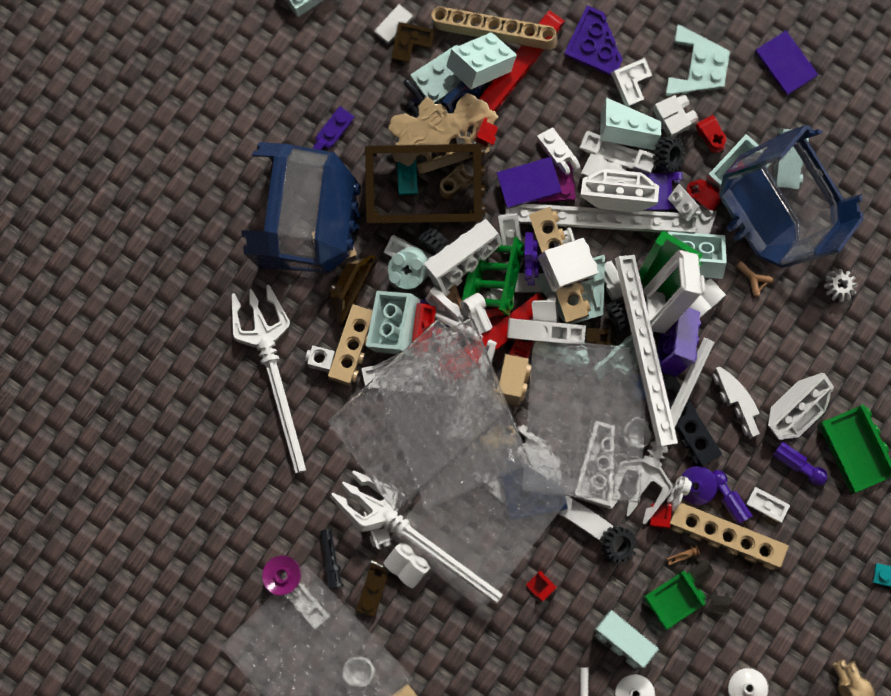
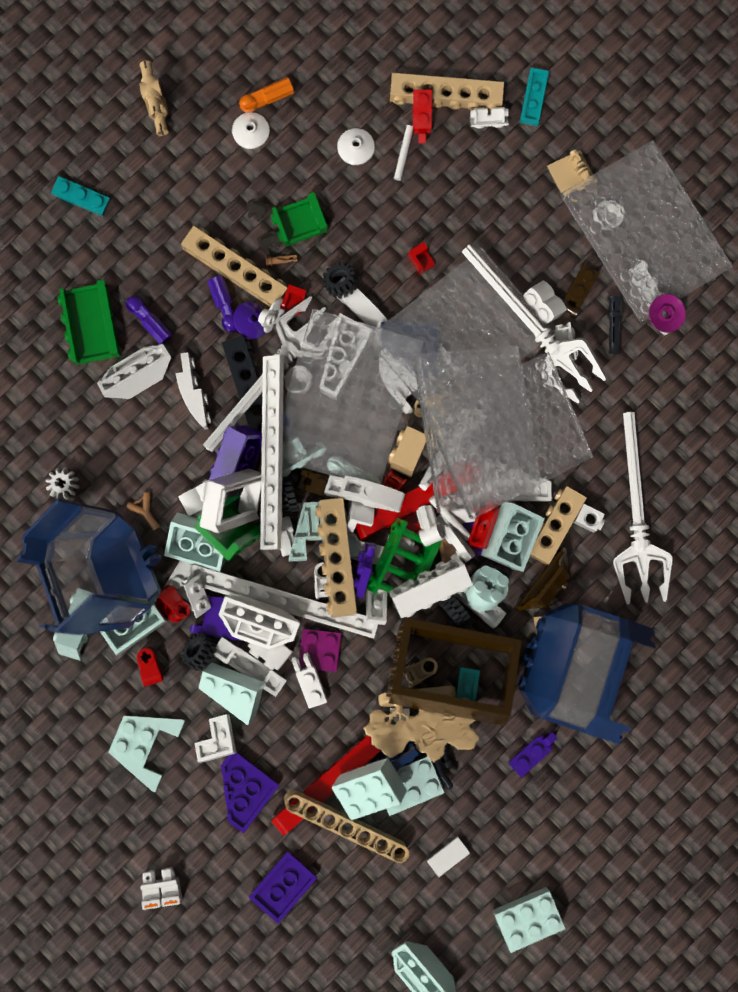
camera: 170 degrees left, 5 degrees up
(406, 37) = (437, 838): dark brown plate -> none
(485, 133) = (380, 711): red panel -> none
(529, 182) = (346, 652): dark purple tile -> none
(568, 264) = (328, 553): white panel -> none
(625, 640) = (355, 190): light aqua brick -> none
(673, 116) = (185, 702): white hips -> none
(767, 505) = (189, 288): white plate -> none
(786, 63) = (53, 727): dark purple tile -> none

